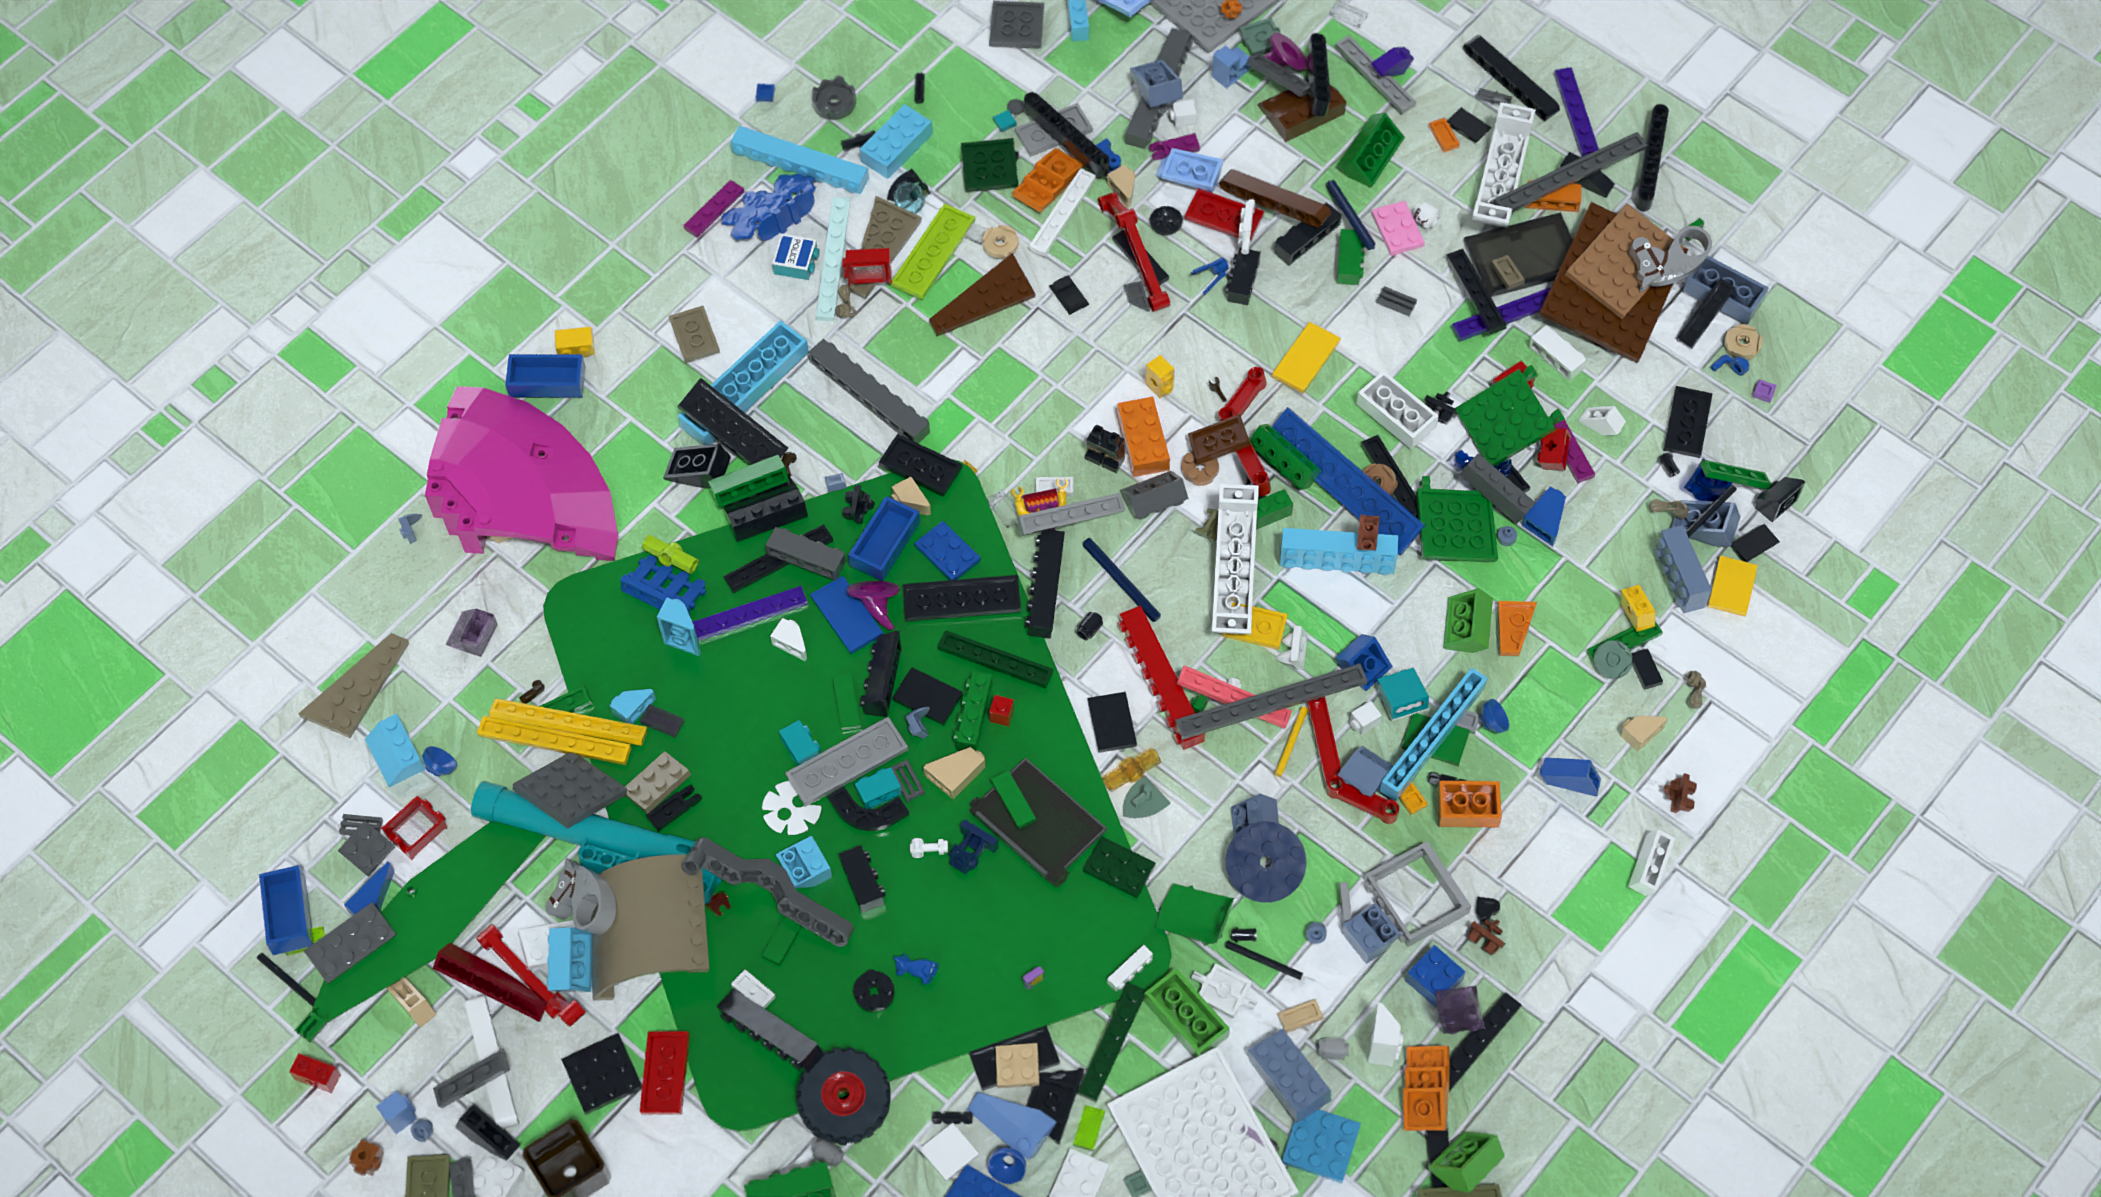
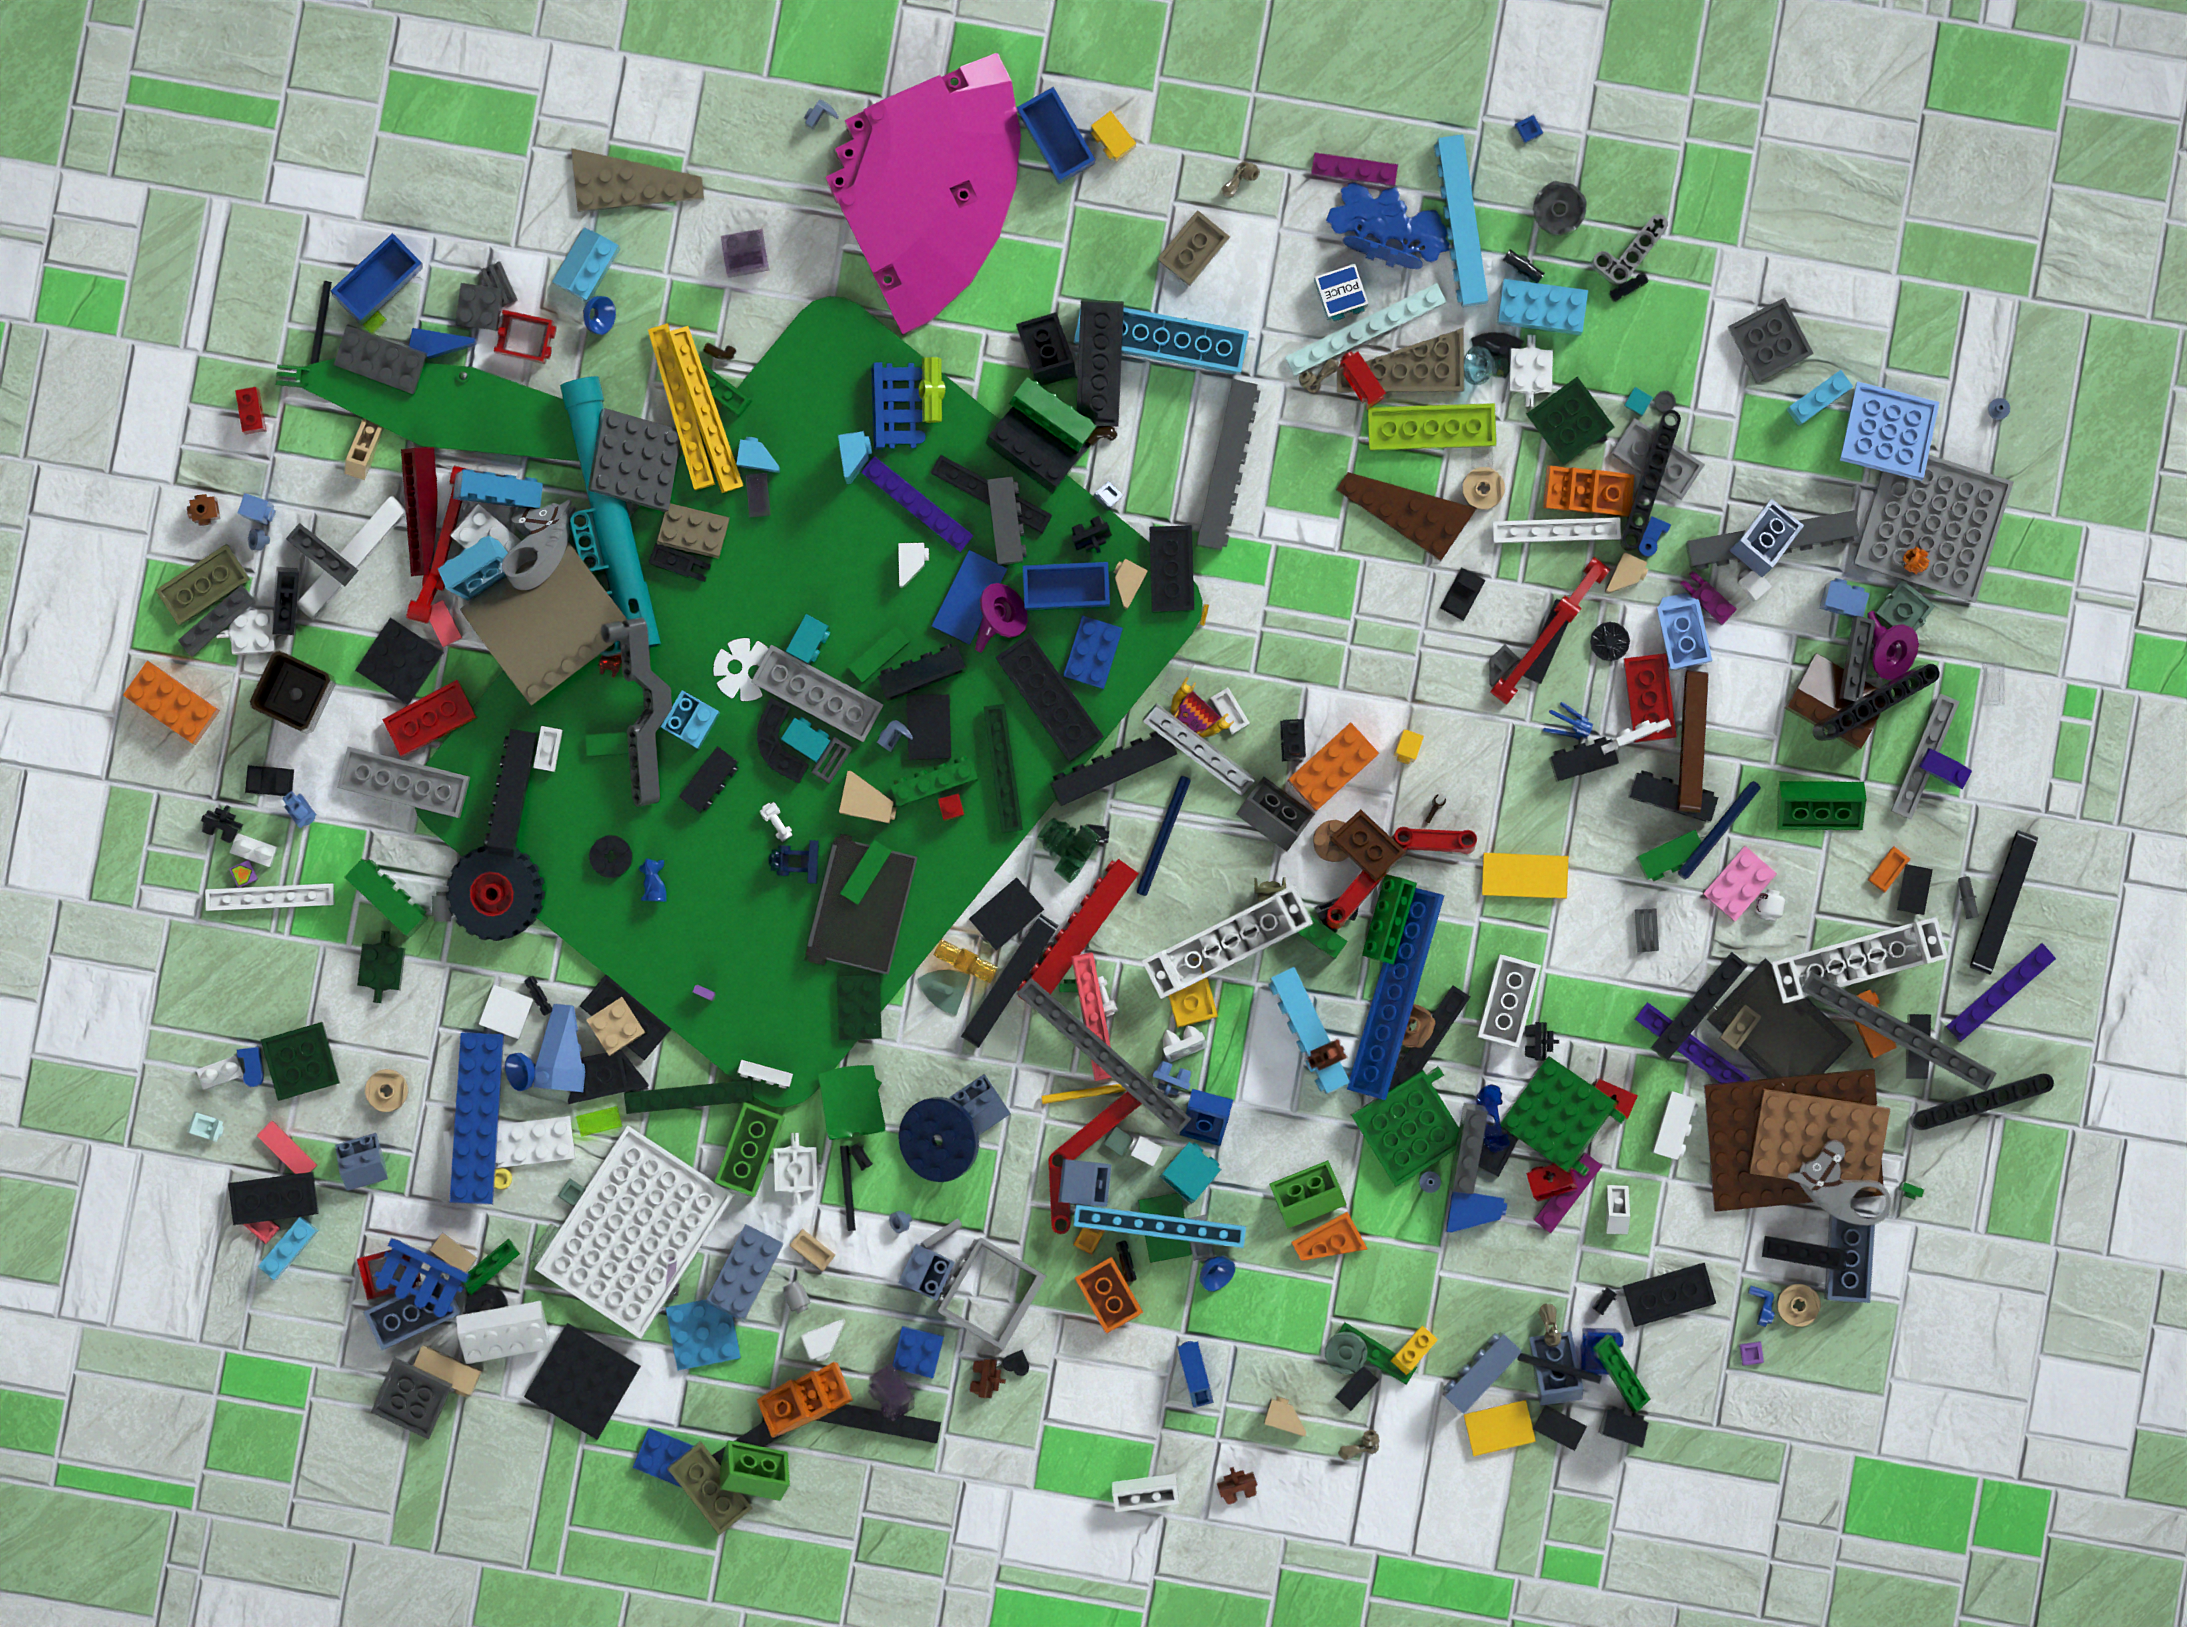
camera: 55 degrees right, 25 degrees up
(516, 910) = (497, 489): none -> dark azure wedge
(597, 1021) = (444, 624): none -> coral tile
(667, 270) = (1248, 172): none -> dark tan piece
(702, 1123) = (403, 782): none -> light grey plate
(902, 85) = (1634, 248): none -> light grey beam
(937, 173) = (1530, 371): none -> white plate
(1077, 648) = (1074, 850): none -> clear green beam
(1167, 746) = (1009, 980): none -> black beam
(1323, 663) = (1163, 1073): none -> medium blue hips
(1345, 736) = (1118, 1141): none -> sand green tile

